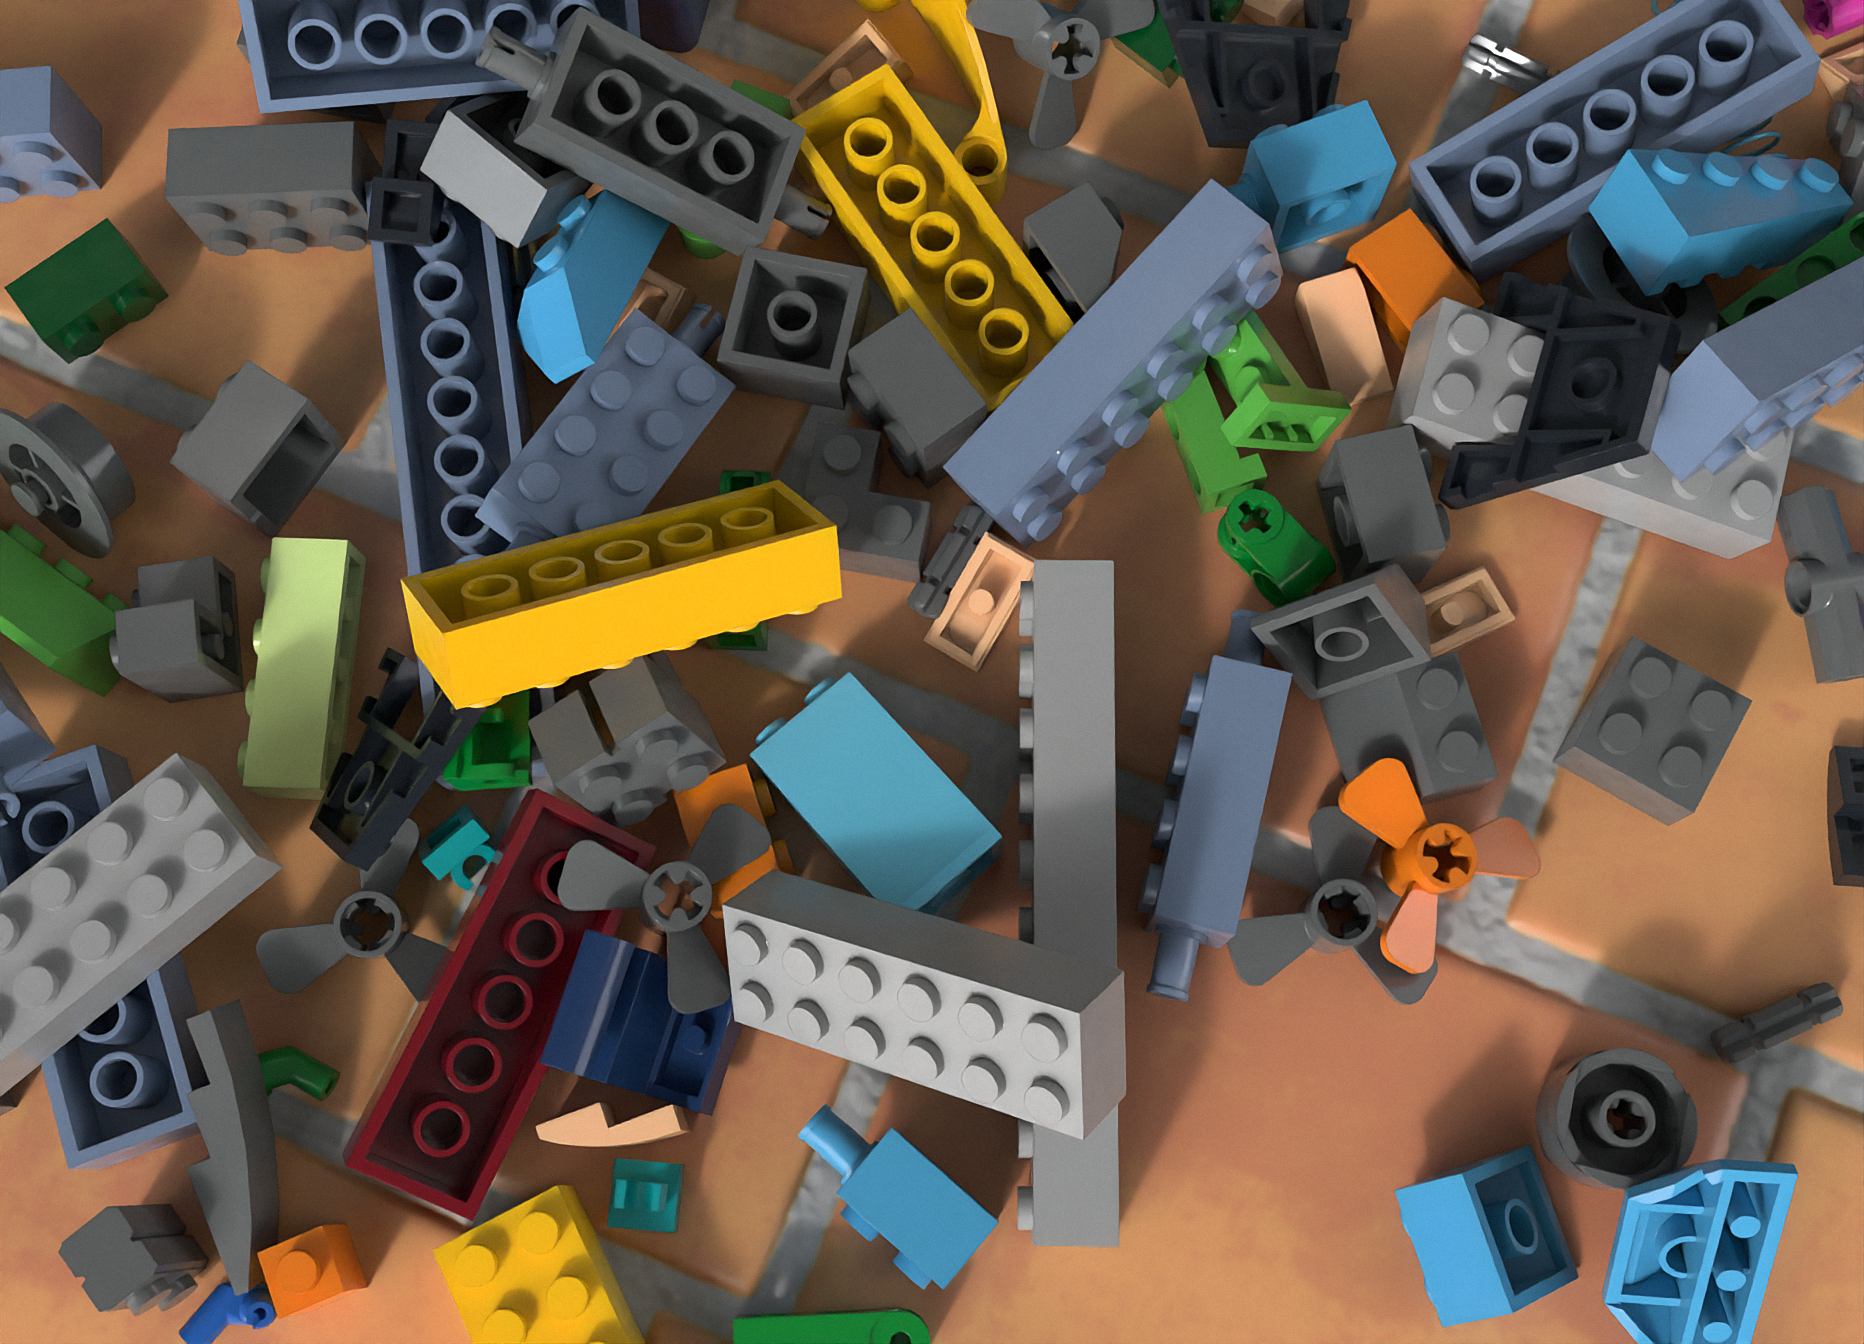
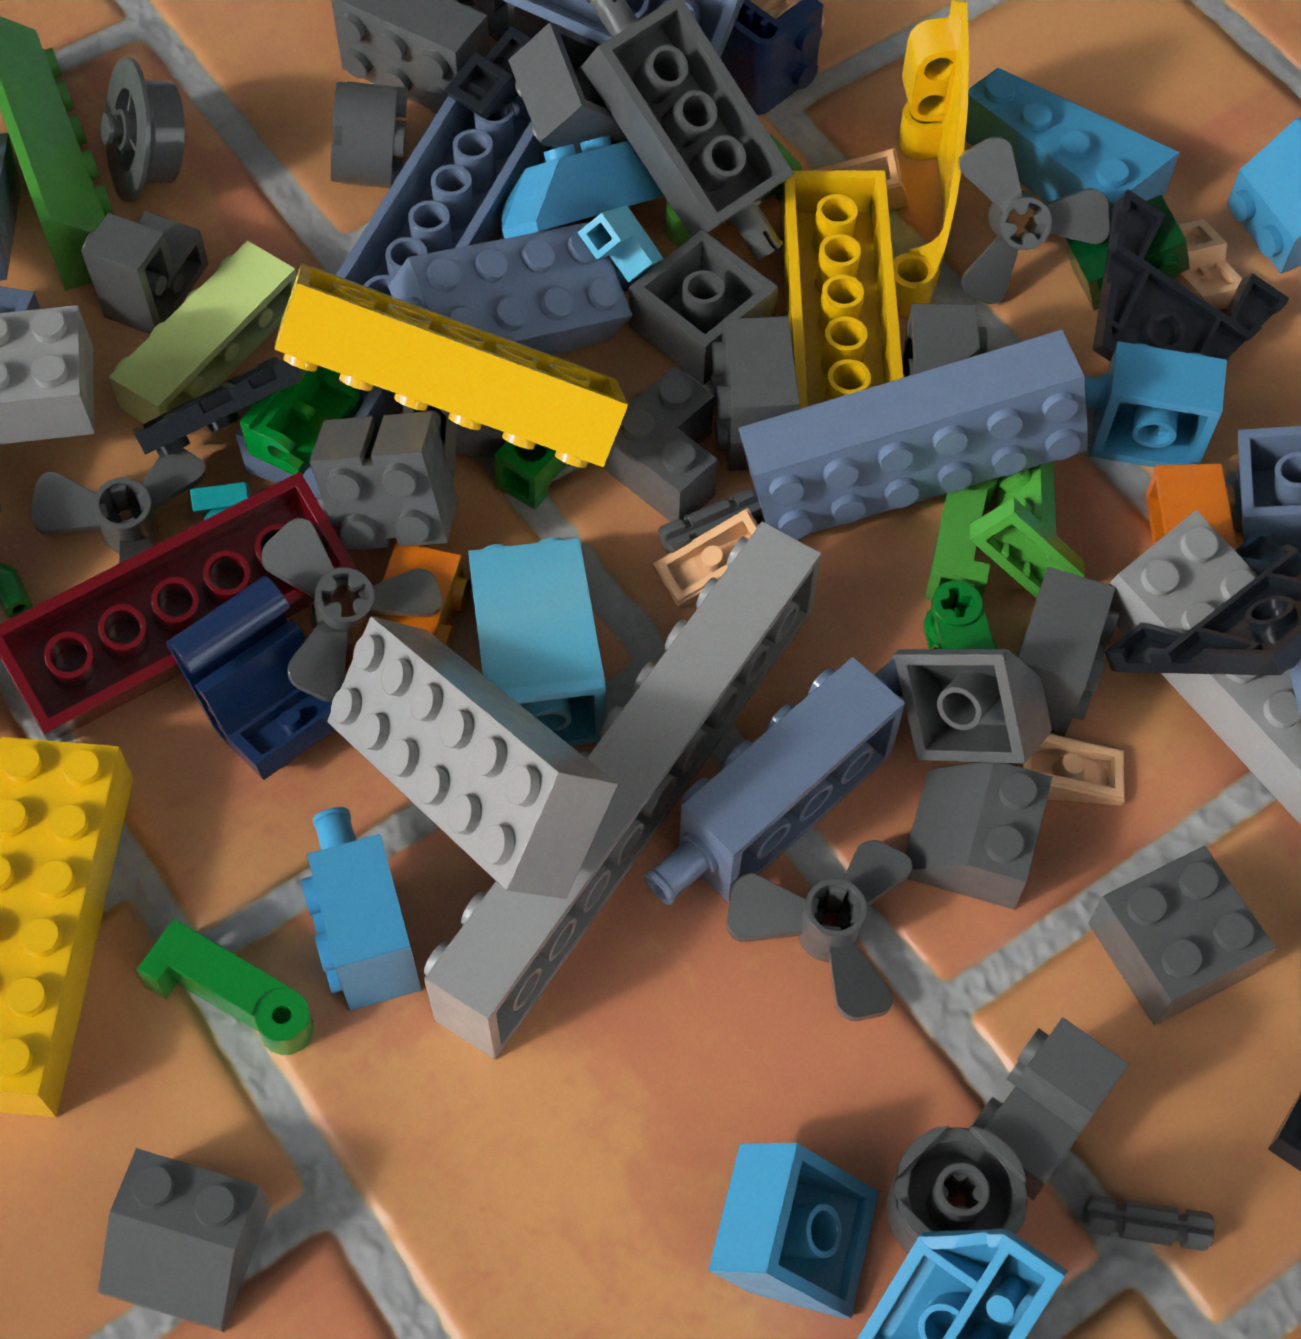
camera: 25 degrees right, 15 degrees down
(87, 292) = (243, 45): dark green brick -> none
(258, 449) = (280, 184): dark grey piece -> none
(311, 329) = (368, 134): none -> dark grey brick
(599, 1128) = (178, 741): light nougat slope -> none
(645, 1195) = (178, 811): teal tile -> none
(681, 313) = (623, 239): none -> medium azure piece
(1343, 336) = (1115, 526): light nougat slope -> none
(1388, 806) = (924, 859): orange piece -> none
(1639, 979) = (1055, 1095): none -> dark grey brick

